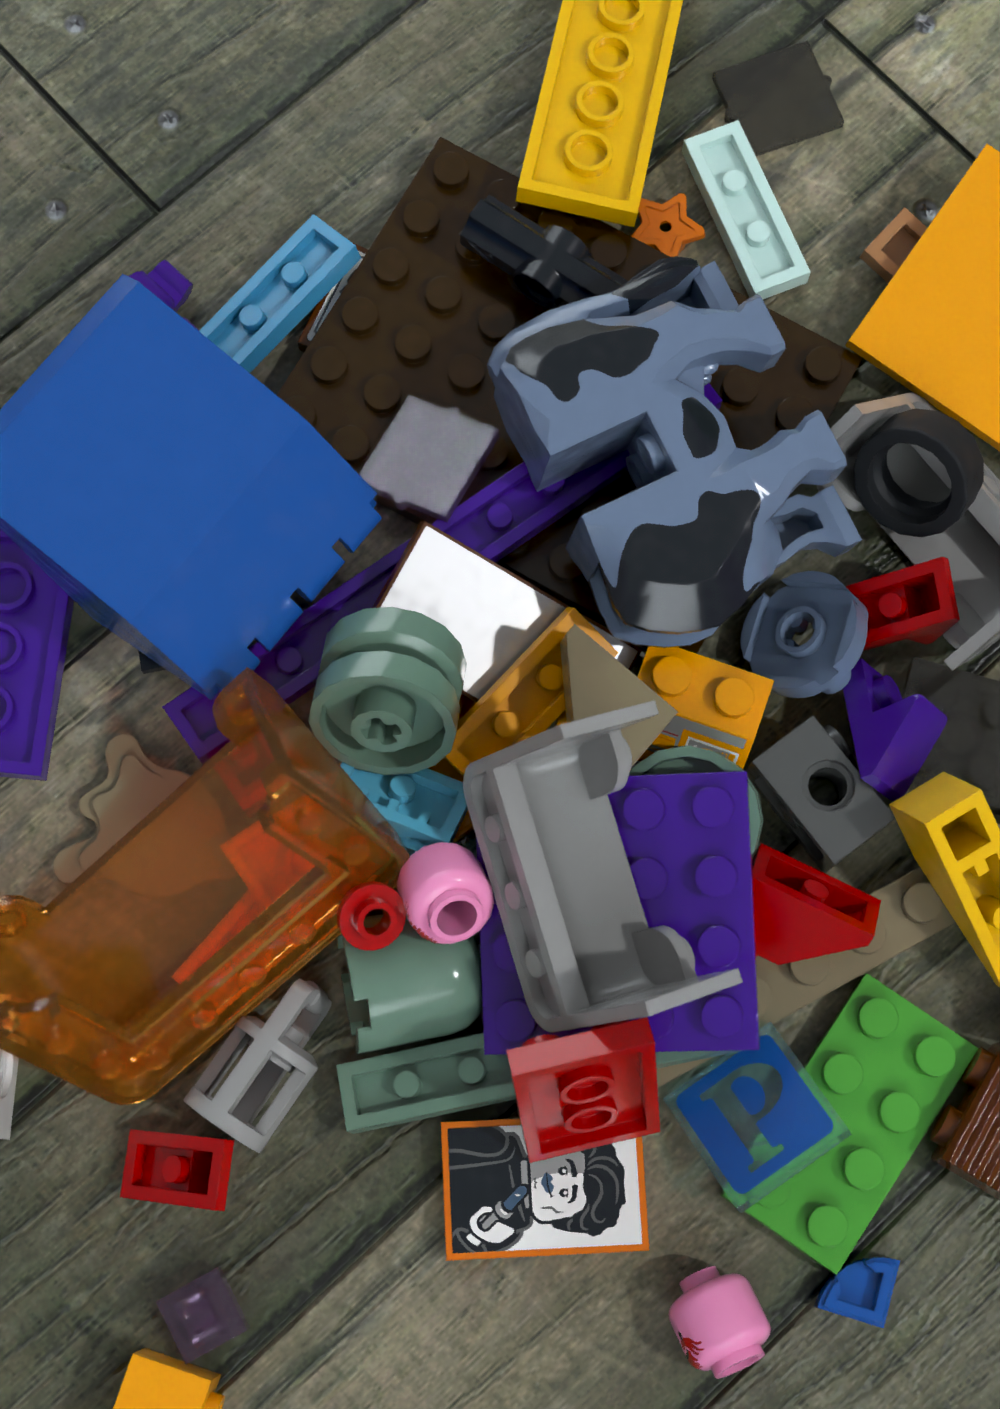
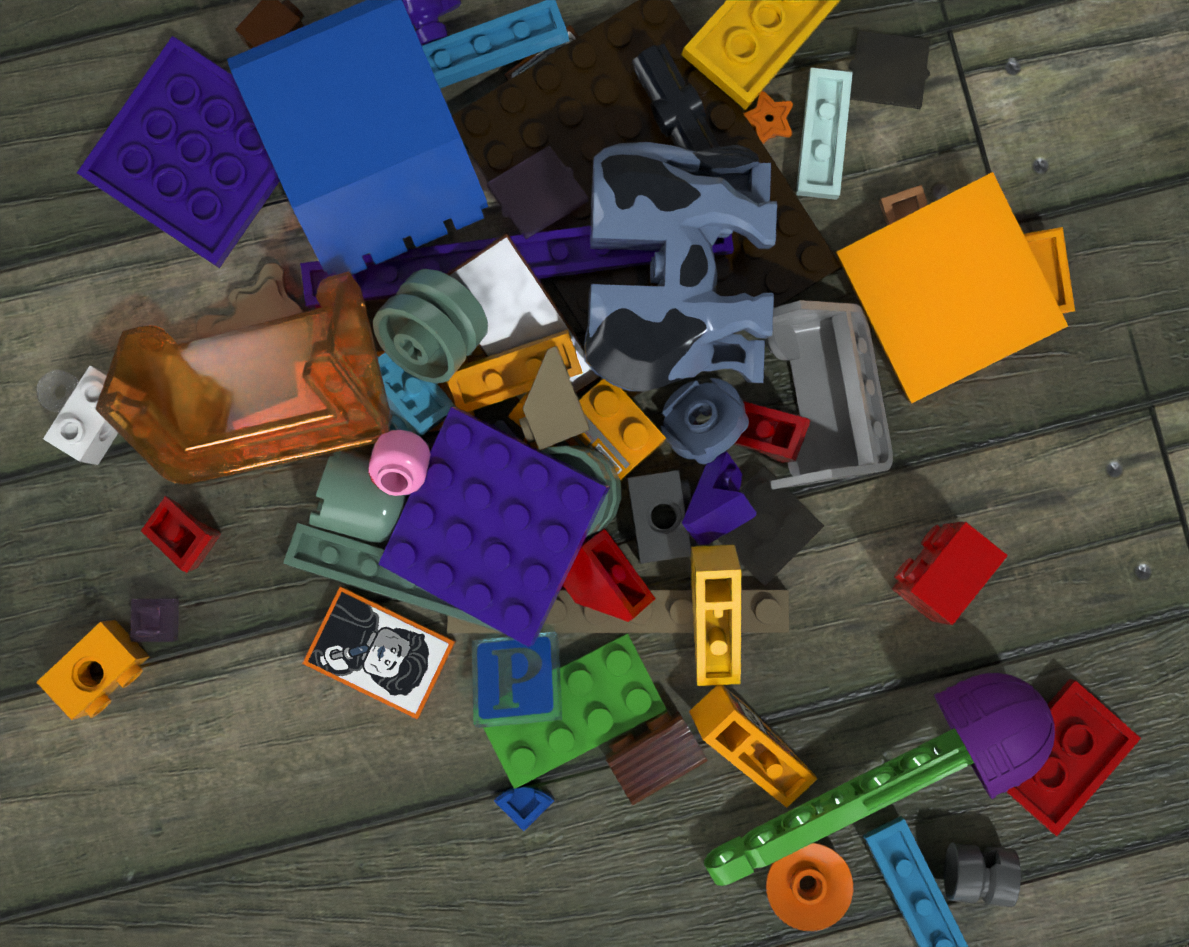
camera: 30 degrees right, 10 degrees up
(273, 1051) = (270, 499): light grey piece -> none
(362, 900) = (349, 442): red plate -> none
(568, 881) = (469, 501): light grey windscreen -> none
(586, 1088) = (418, 614): red plate -> none
(719, 1322) = (433, 779): bright pink head -> none
(952, 447) = (848, 351): black tyre -> none

